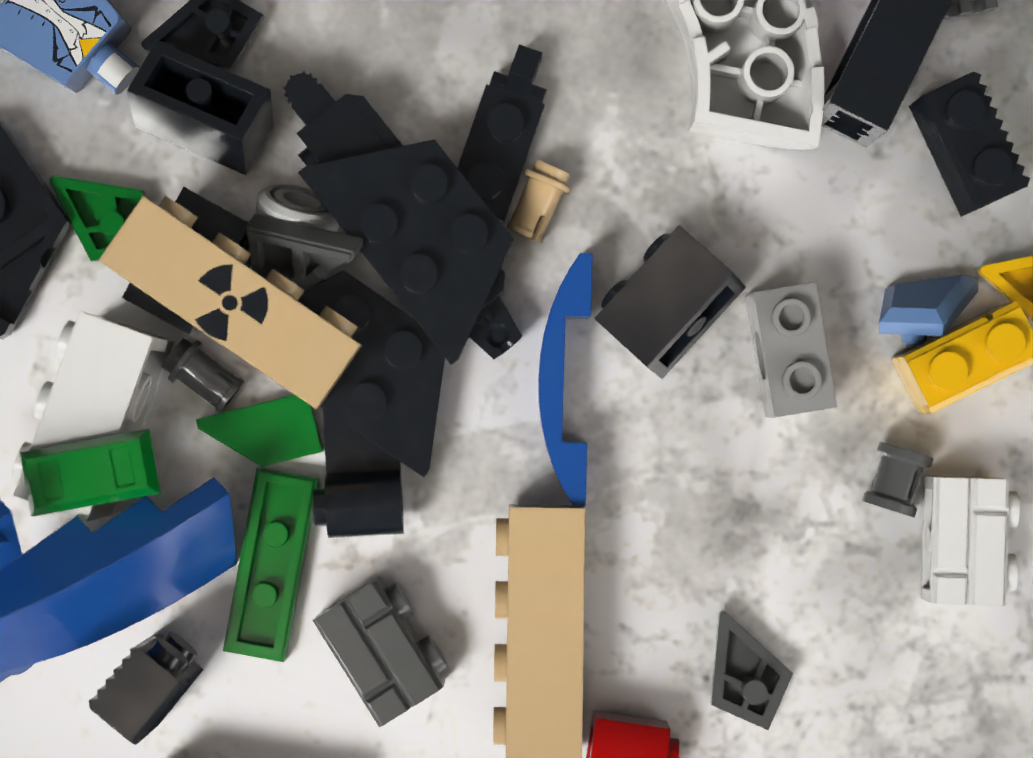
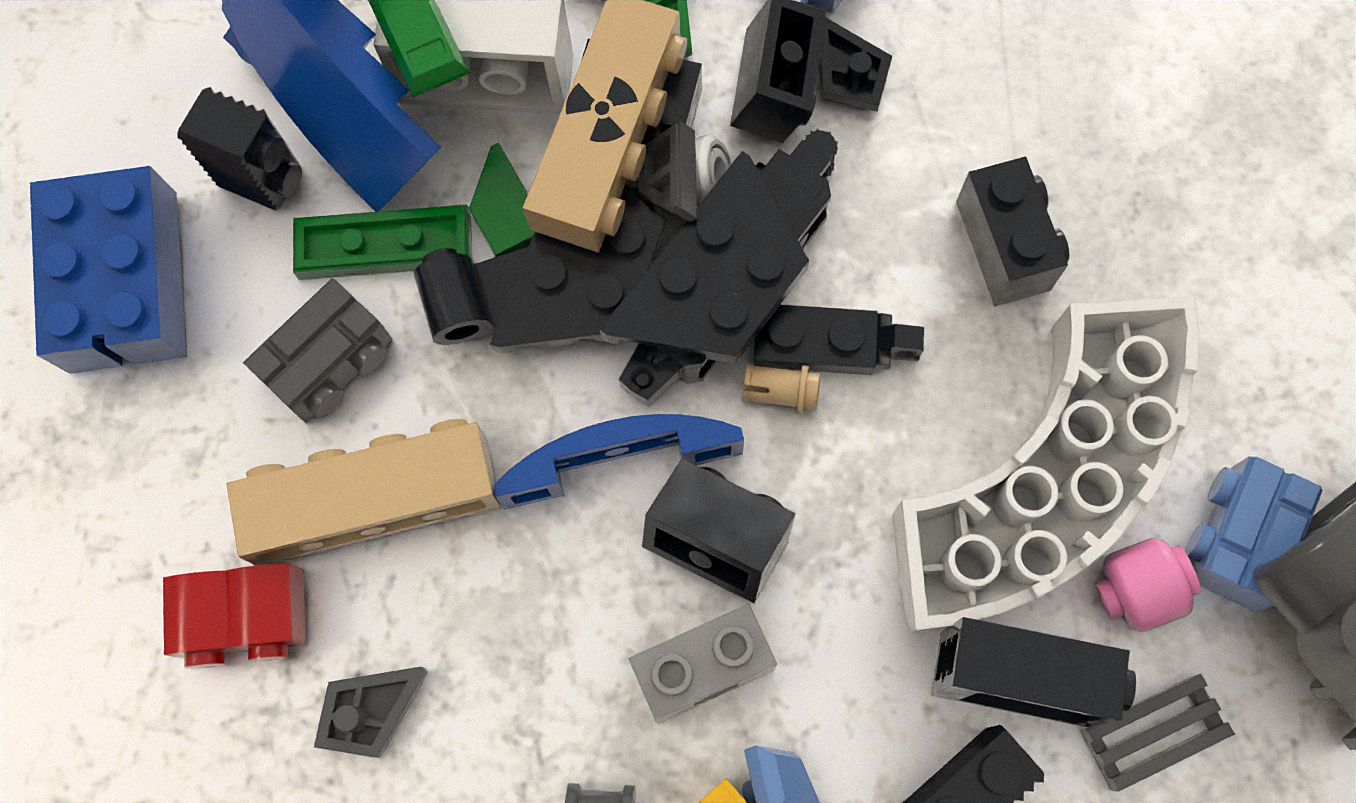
camera: 80 degrees right, 15 degrees down
(201, 374) = (536, 136): dark grey pin -> none

